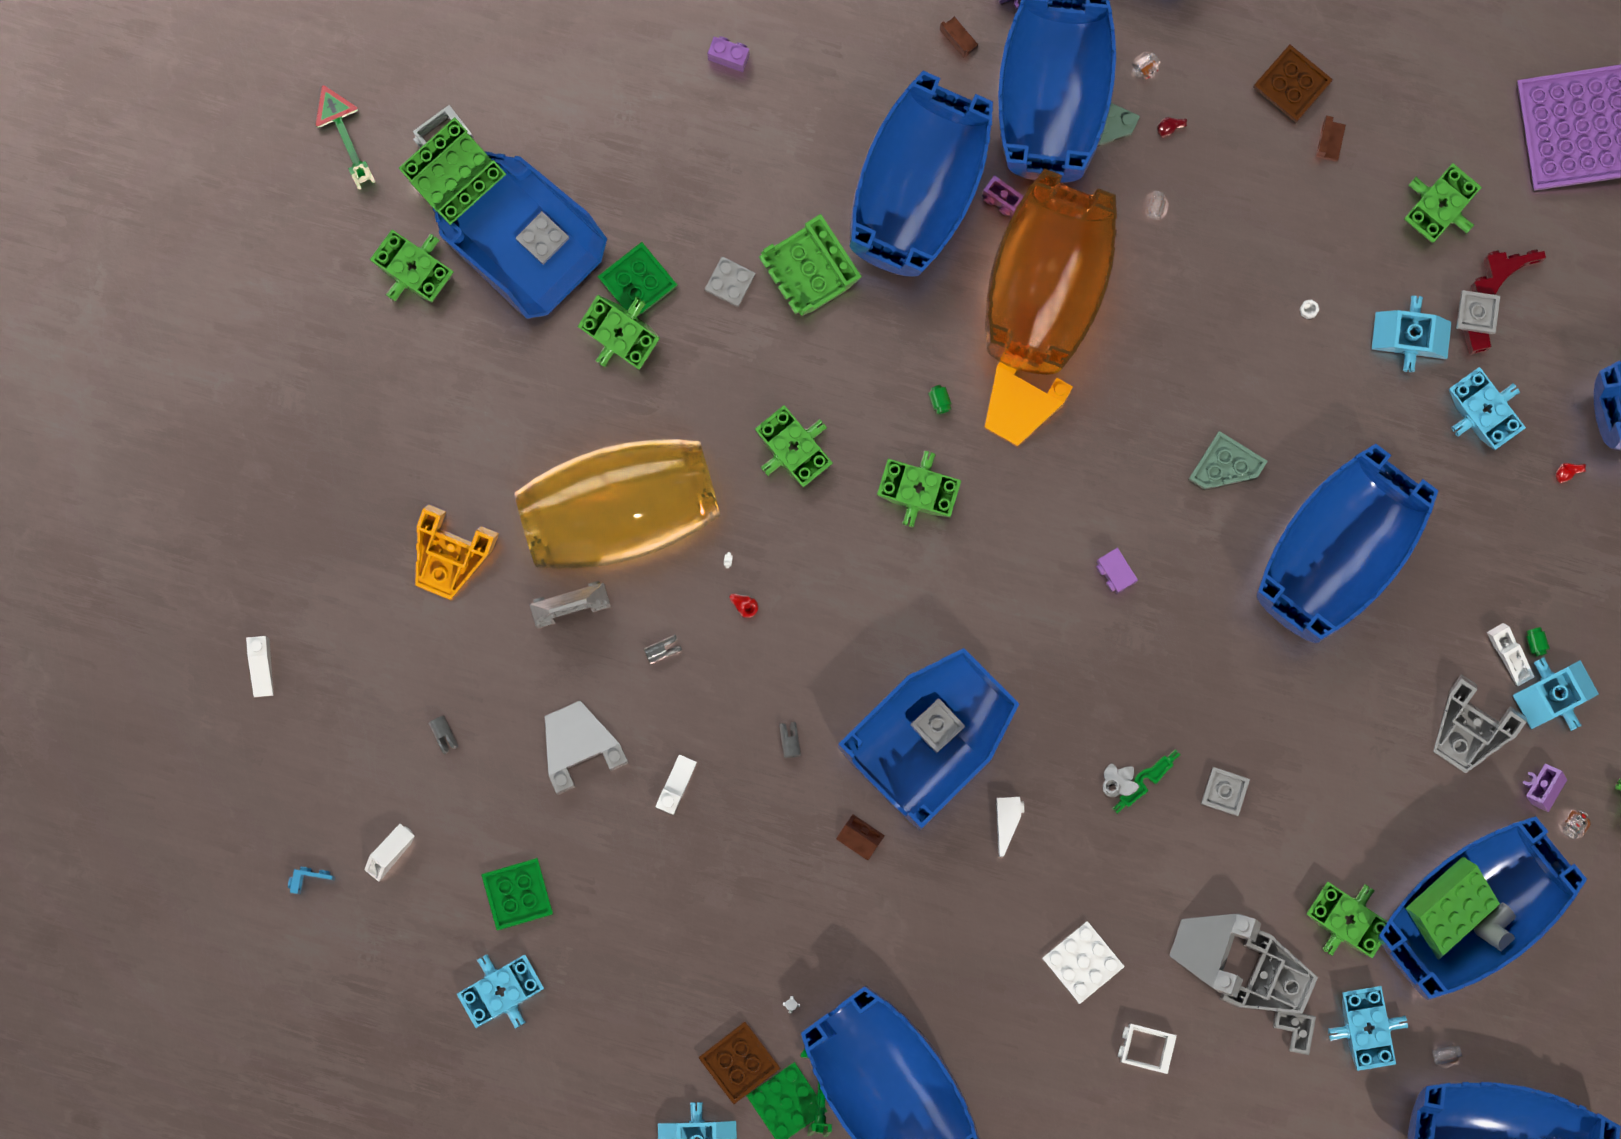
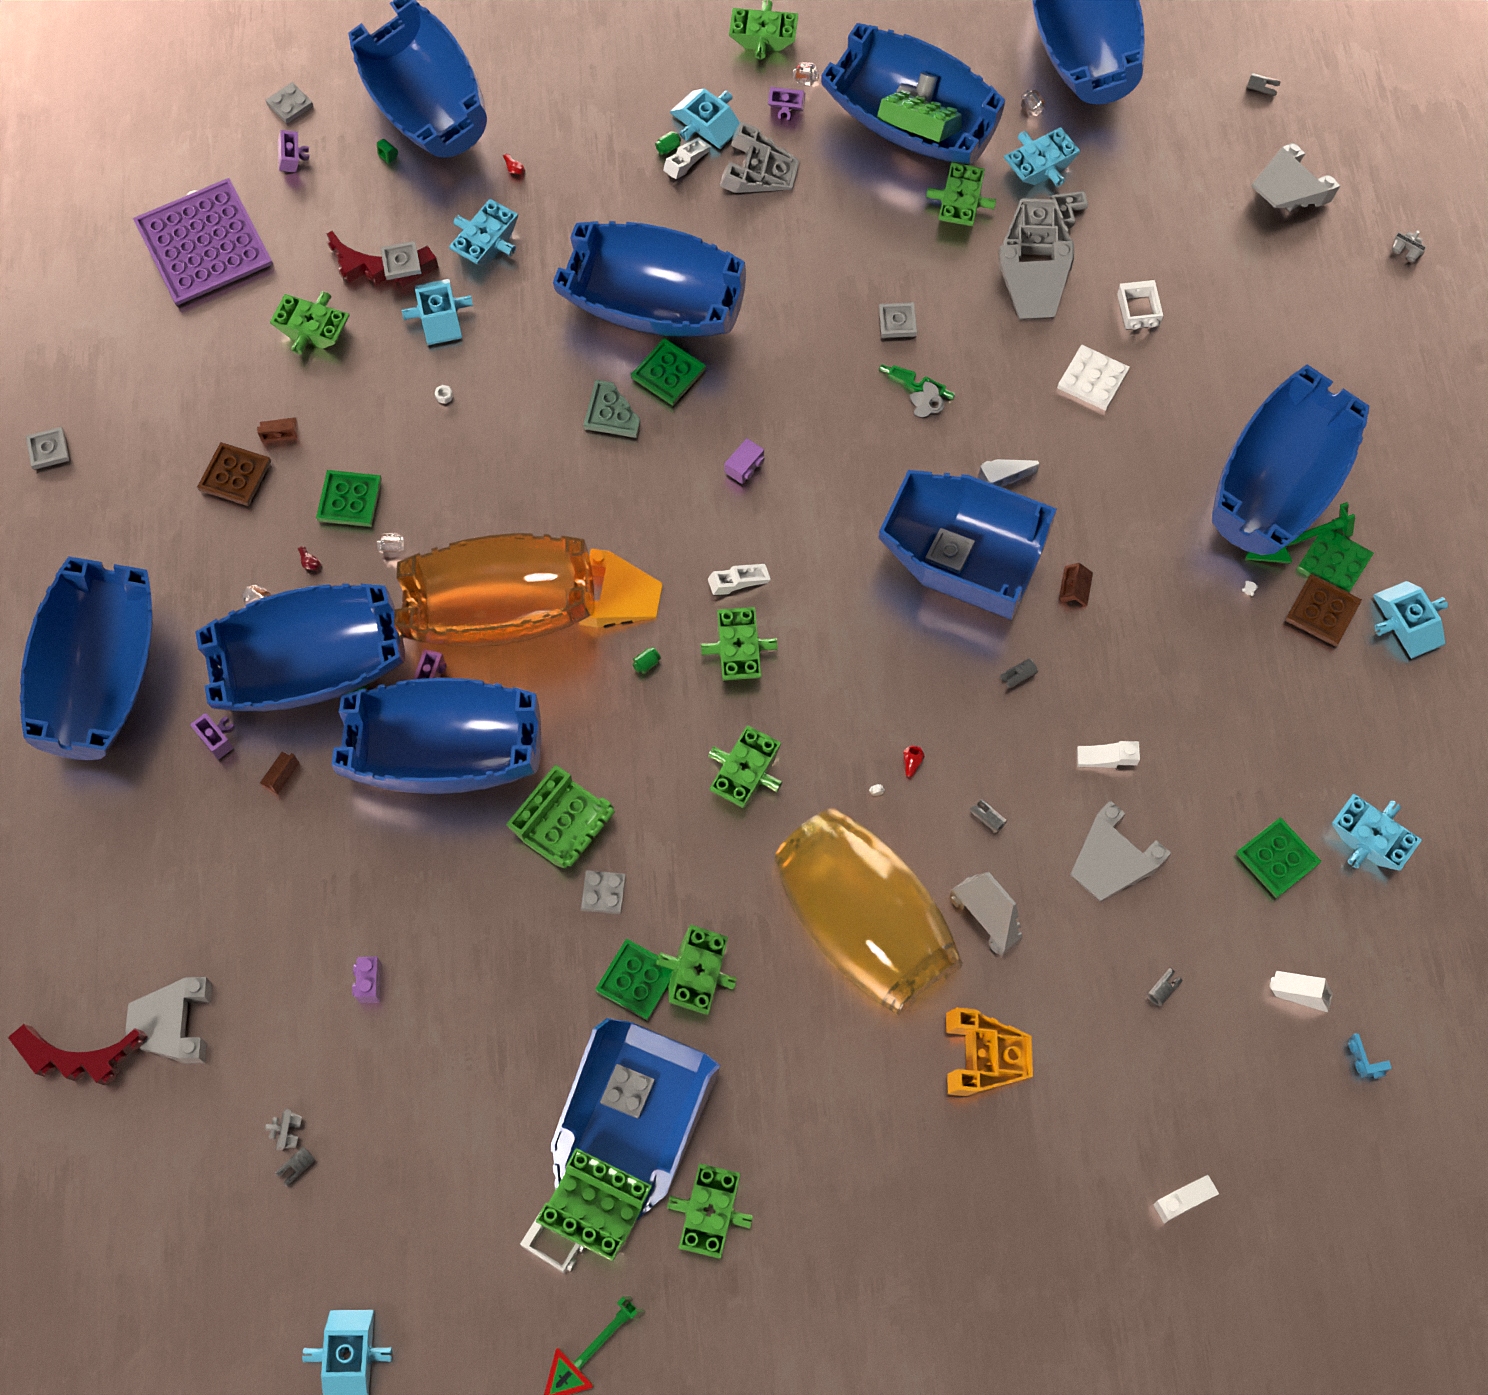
camera: 110 degrees left, 15 degrees down
(991, 517) = (738, 577): none -> white slope
(1223, 182) = (349, 498): none -> green plate
(1249, 536) = (668, 371): none -> green plate

